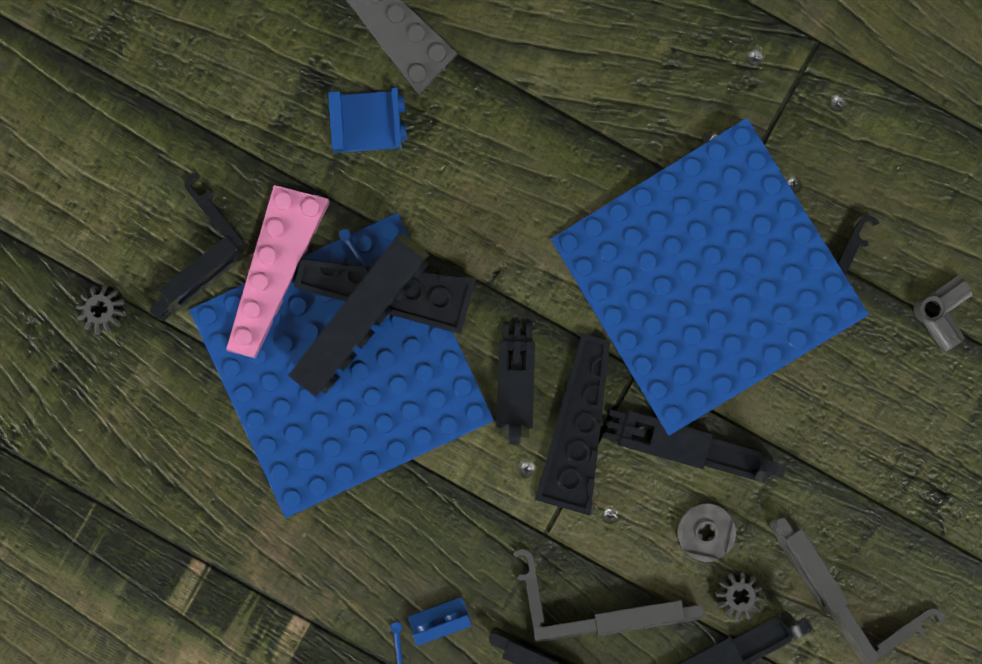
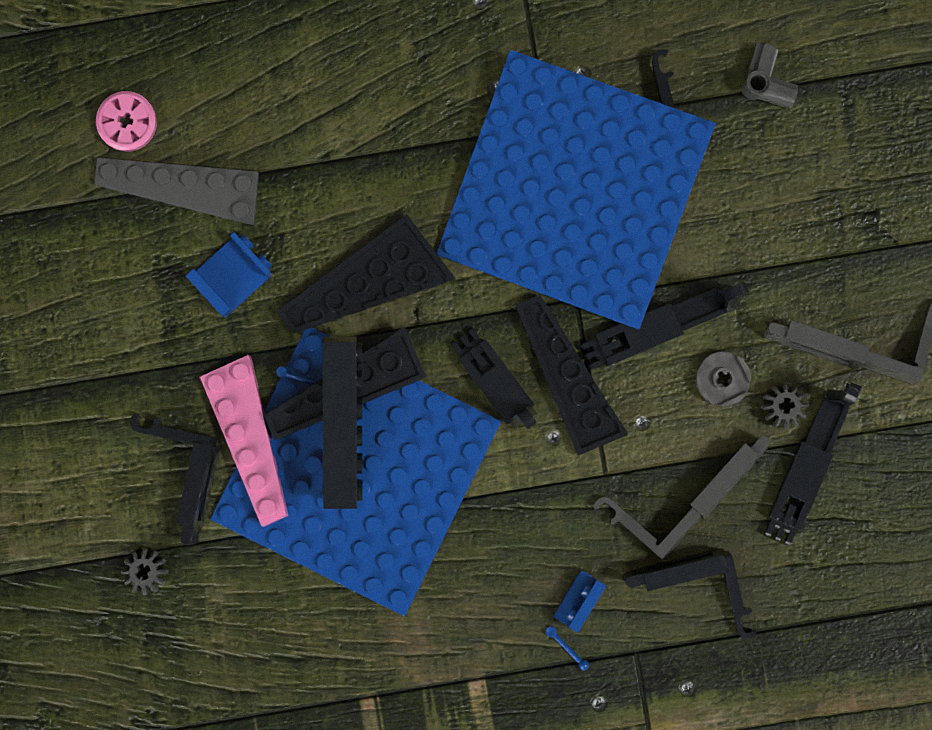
camera: 35 degrees left, 0 degrees up
(494, 217) = (381, 271): none -> black wing

